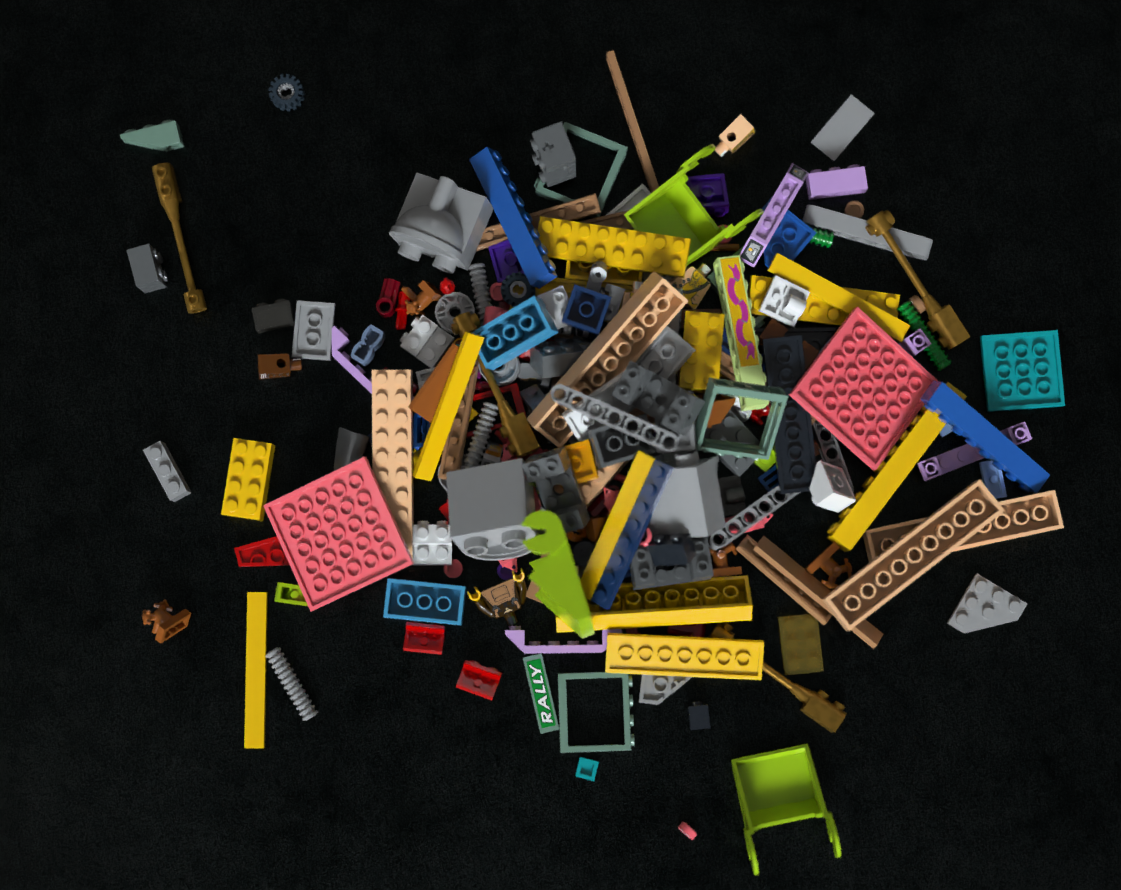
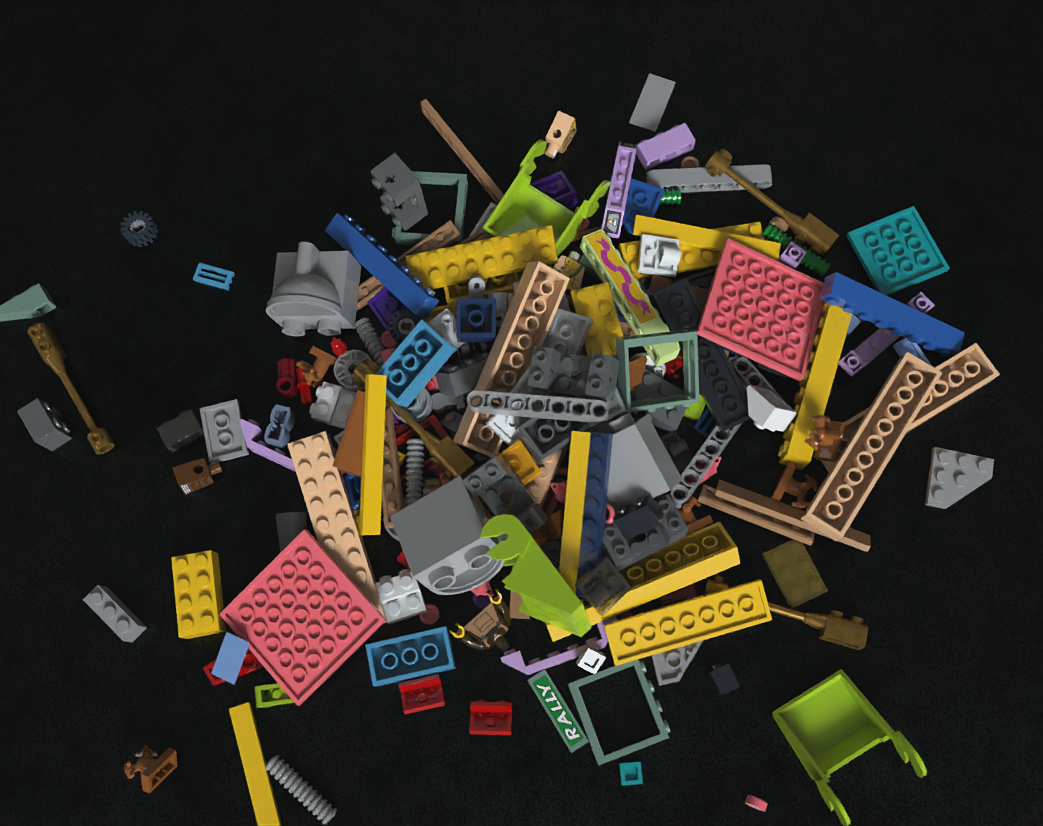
camera: 15 degrees left, 10 degrees down
(263, 548) = (230, 658): none -> medium blue piece
(358, 176) = (230, 274): none -> dark azure tile
(585, 659) = (591, 659): none -> plate
(617, 600) = (603, 586): none -> clear smoke plate
(873, 533) = (826, 438): none -> dark orange piece

